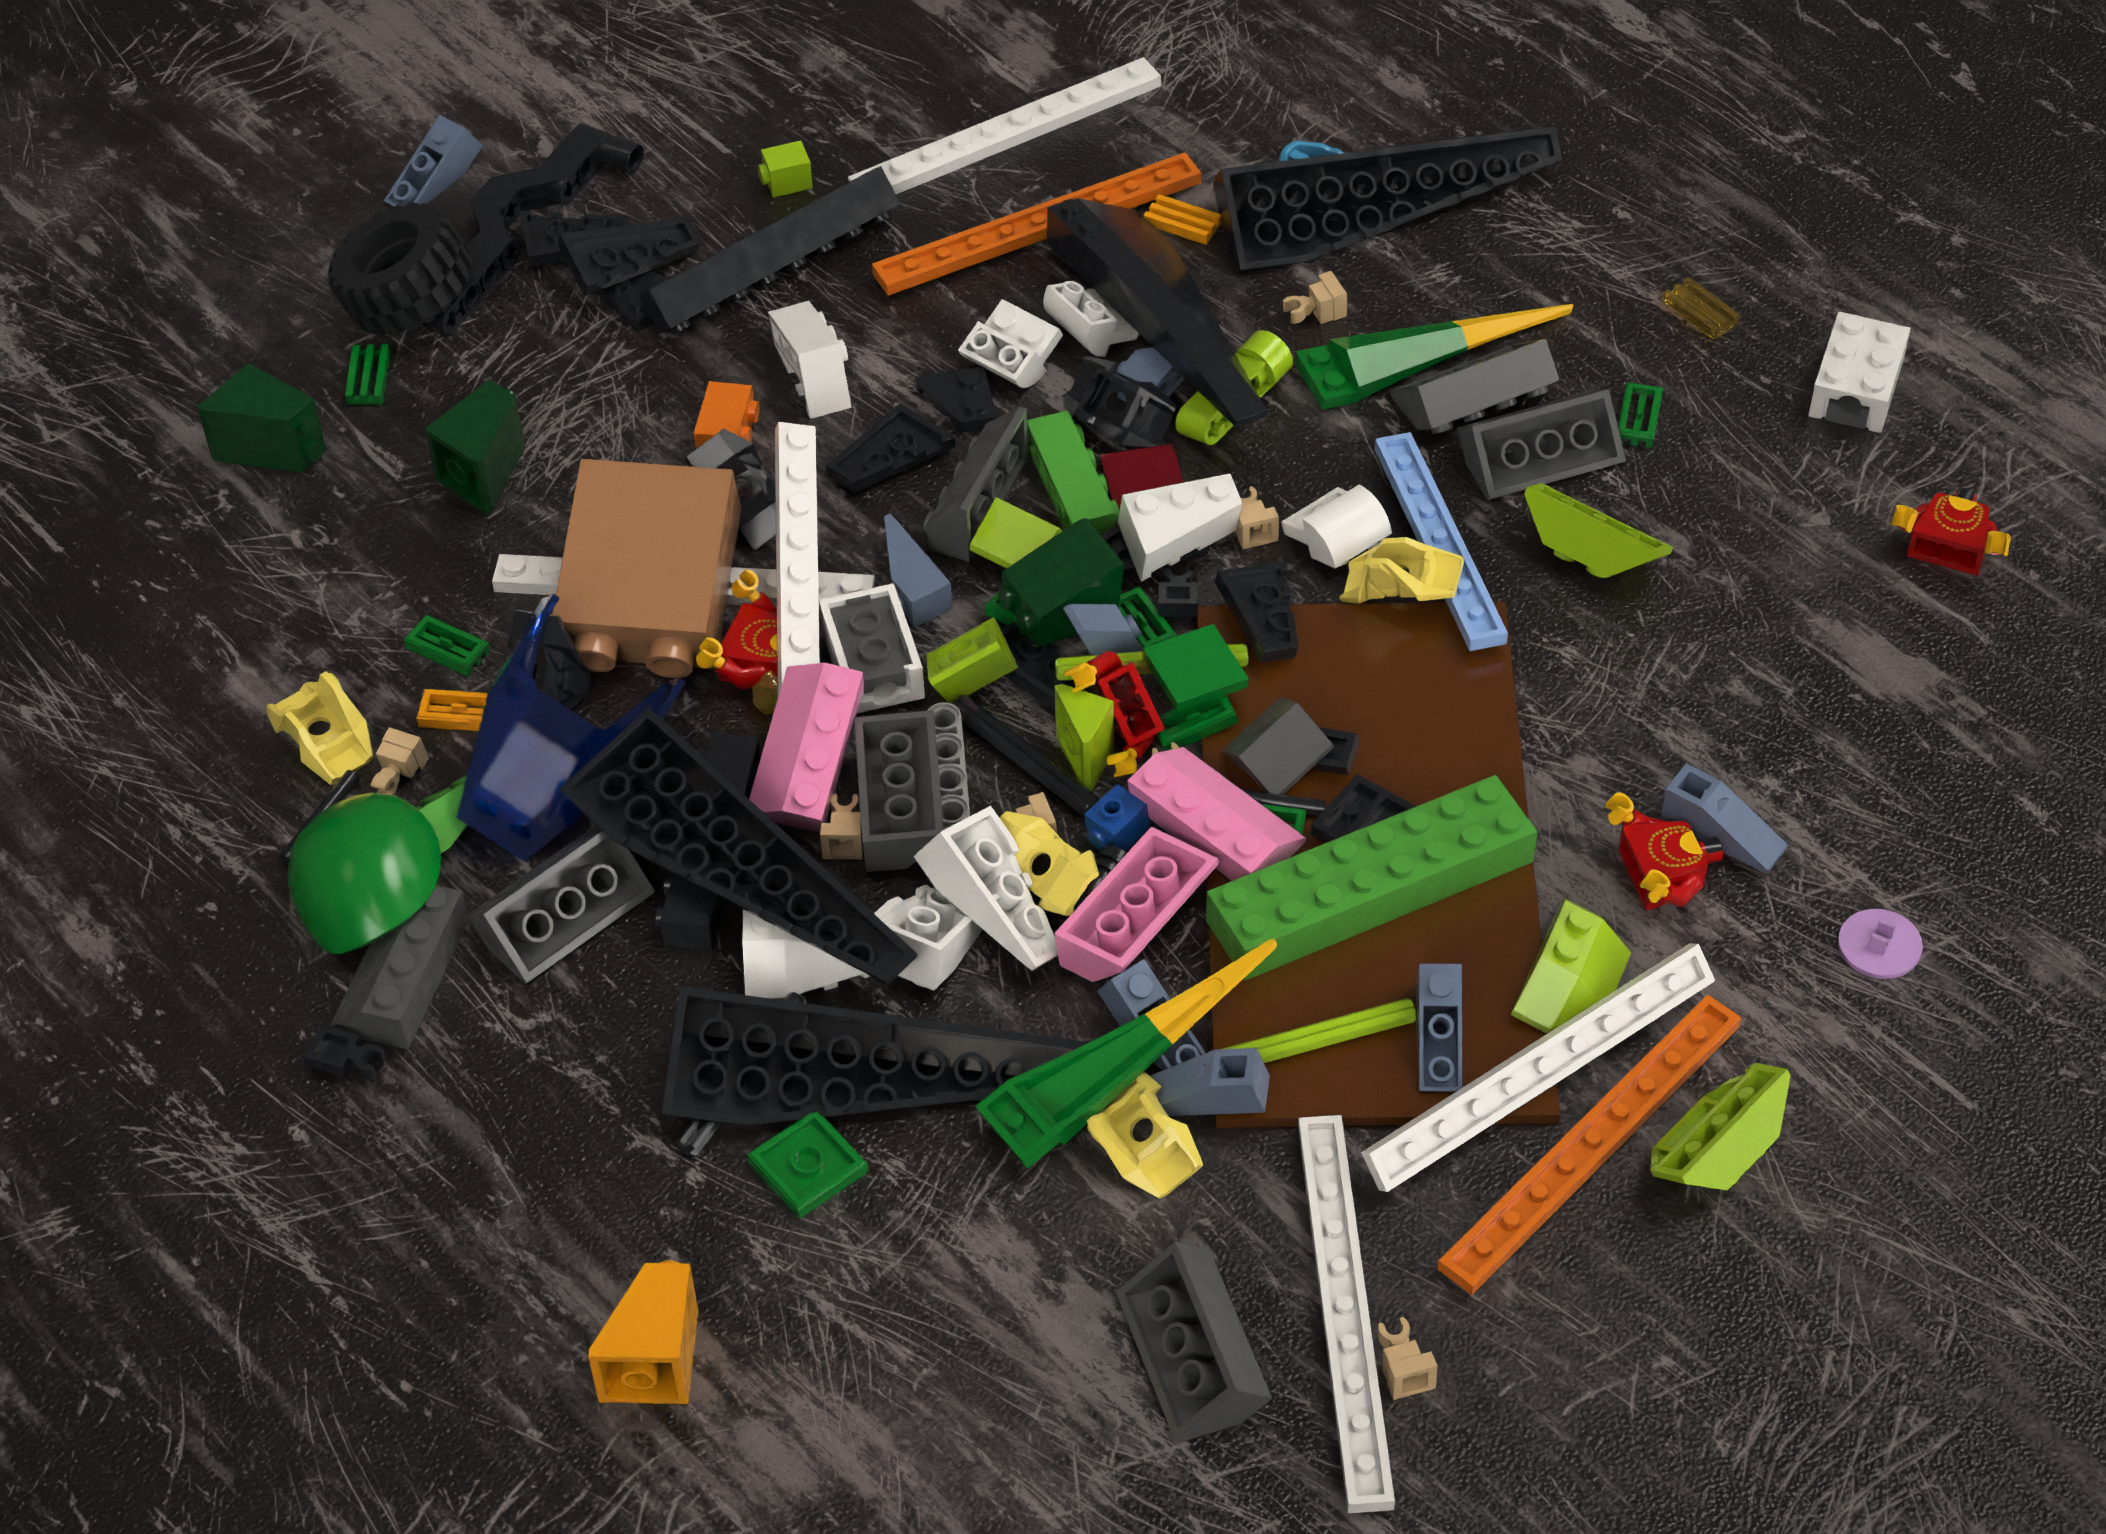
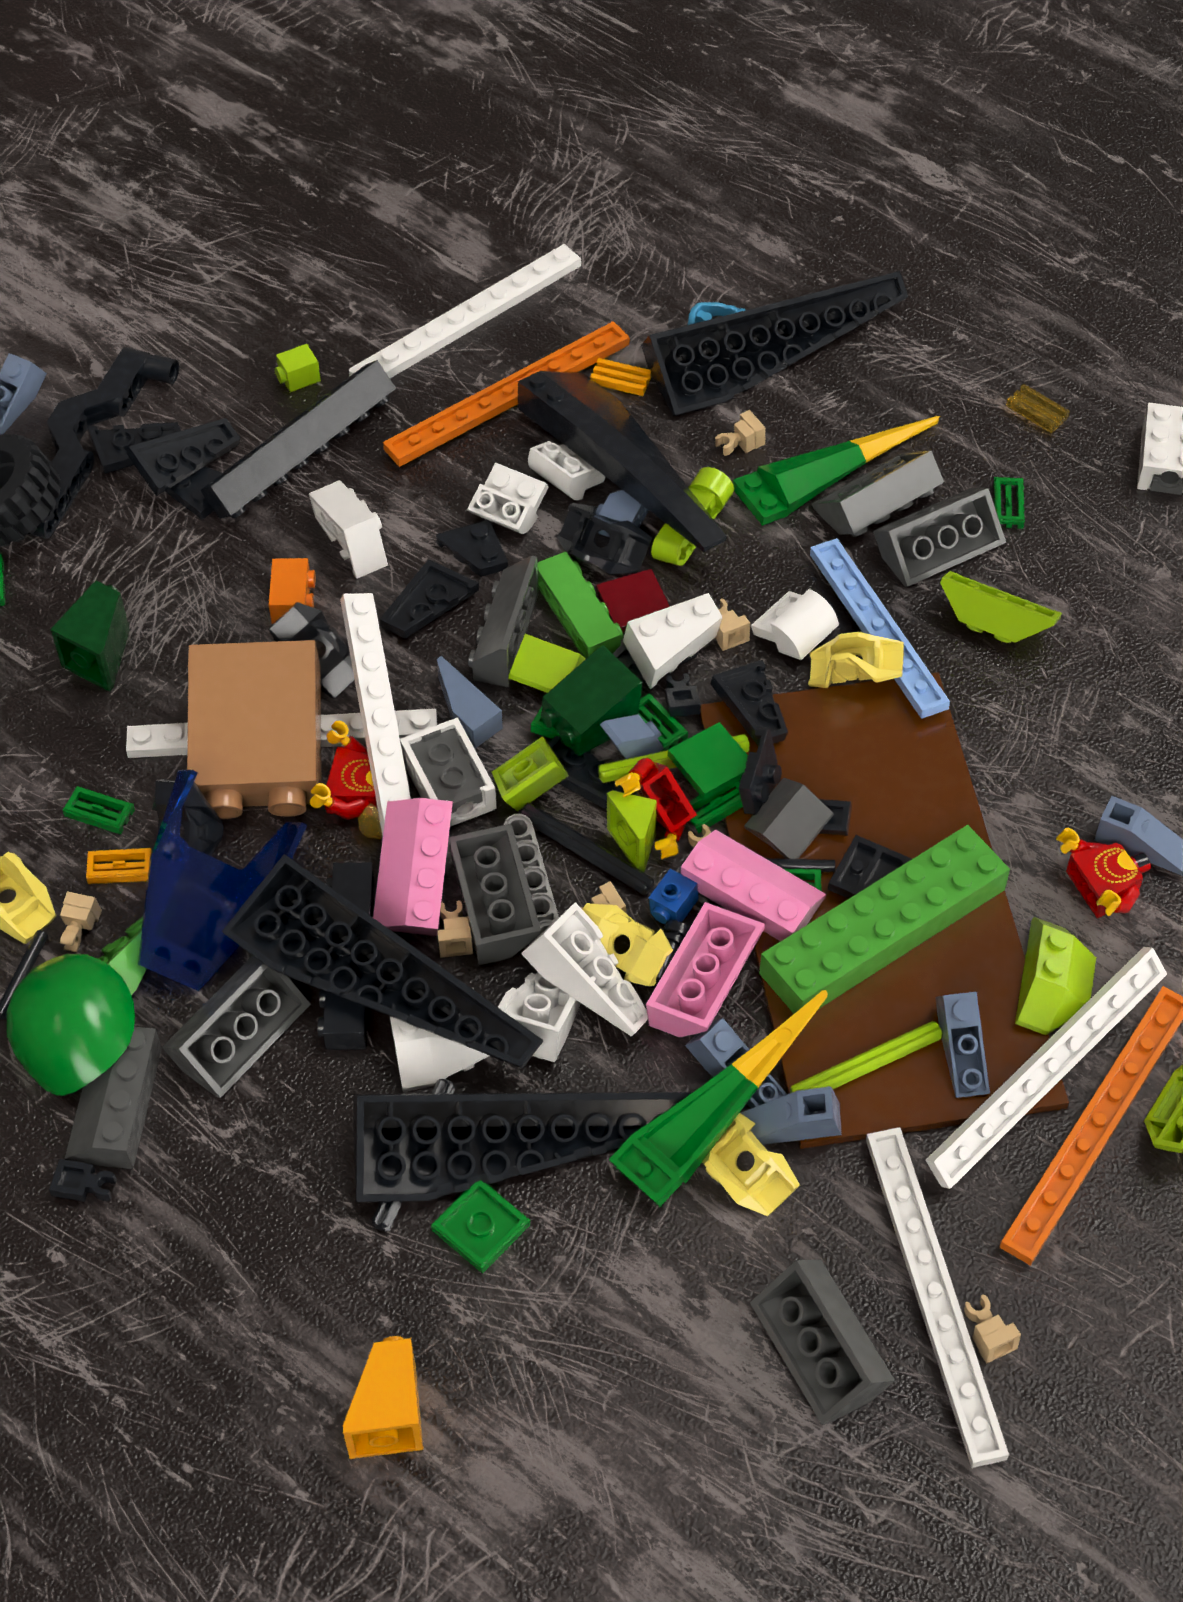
camera: 10 degrees left, 5 degrees up
(1250, 688) = (760, 773): none -> black wing

